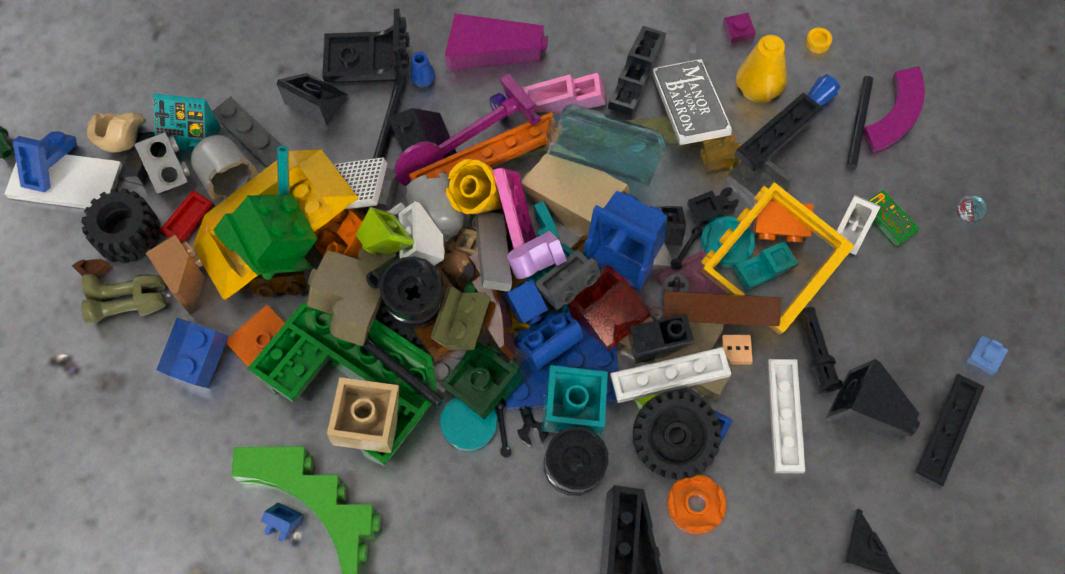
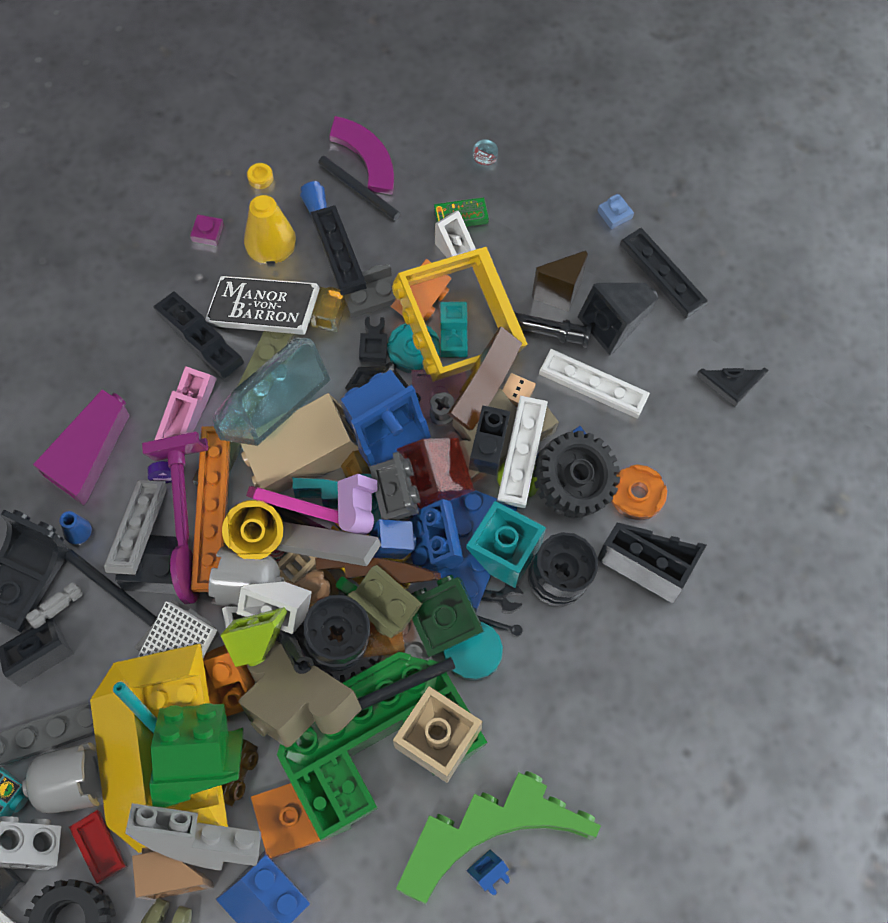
camera: 70 degrees left, 0 degrees up
(202, 268) = (183, 839): none -> light grey slope
(354, 90) = (54, 605): none -> light grey axle
(439, 109) = (135, 527): none -> light grey tile
(870, 334) = (559, 281): none -> dark brown slope

